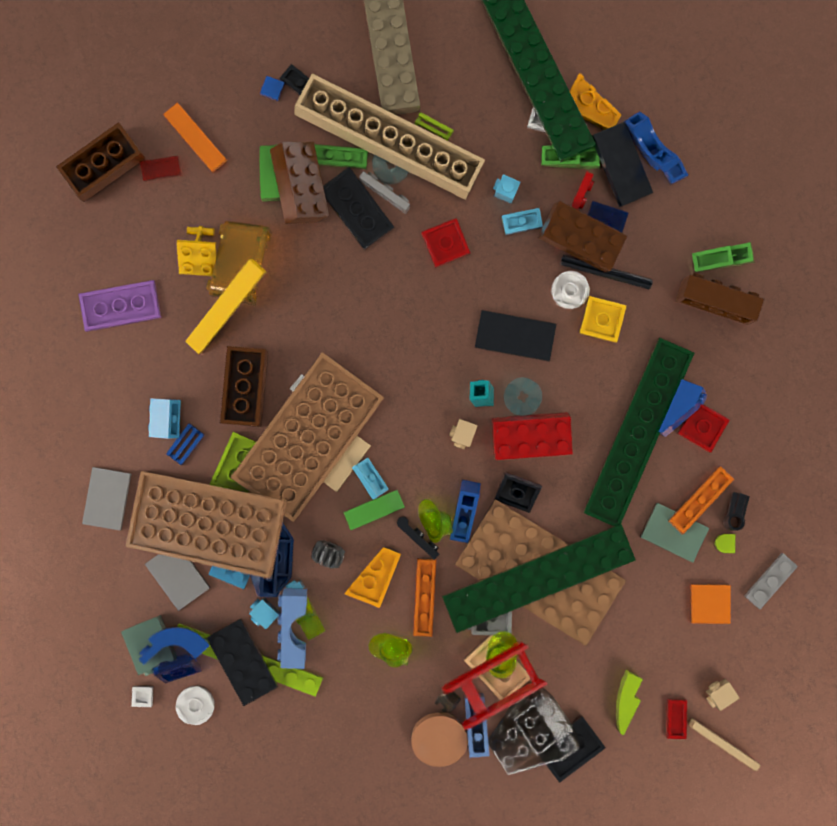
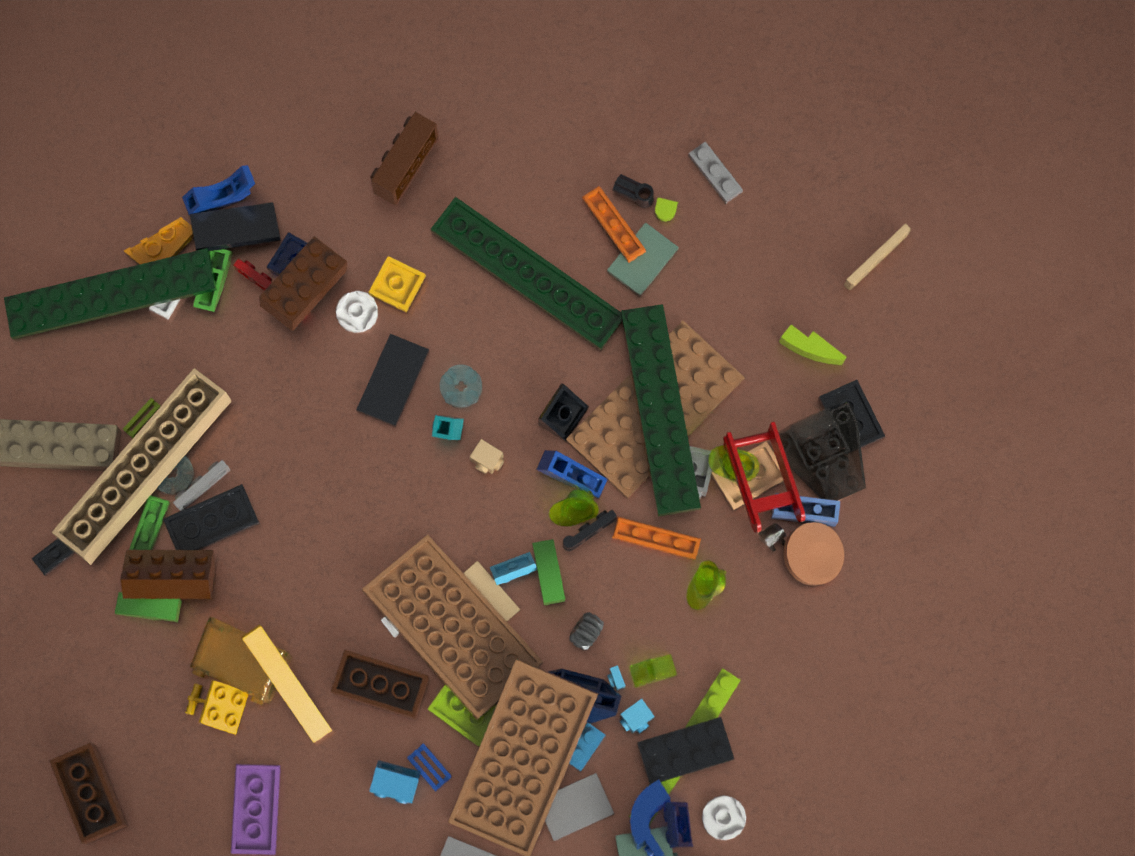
camera: 75 degrees left, 10 degrees down
(160, 168) = (111, 730): clear red tile -> none
(195, 137) = (86, 683): orange tile -> none
(272, 88) = (53, 585): blue tile -> none
(292, 649) = (635, 678): medium blue arch -> none
(375, 578) = (624, 586): light orange wing -> none
(445, 242) = (273, 432): red tile -> none
(506, 188) = (230, 354): medium azure brick -> none
(522, 221) = (270, 345): medium azure plate -> none
(532, 436) = (505, 384): red brick -> none
(614, 274) = (352, 260): black axle -> none
(676, 719) = (841, 300): red tile -> none
(677, 173) = (259, 174): blue tile -> none
(684, 404) = (509, 220): blue slope -> none
(704, 428) = (536, 205): red tile -> none
(710, 604) = (726, 239): orange tile -> none
(721, 694) = (824, 248): tan brick -> none
(723, 257) = (360, 145): bright green slope -> none

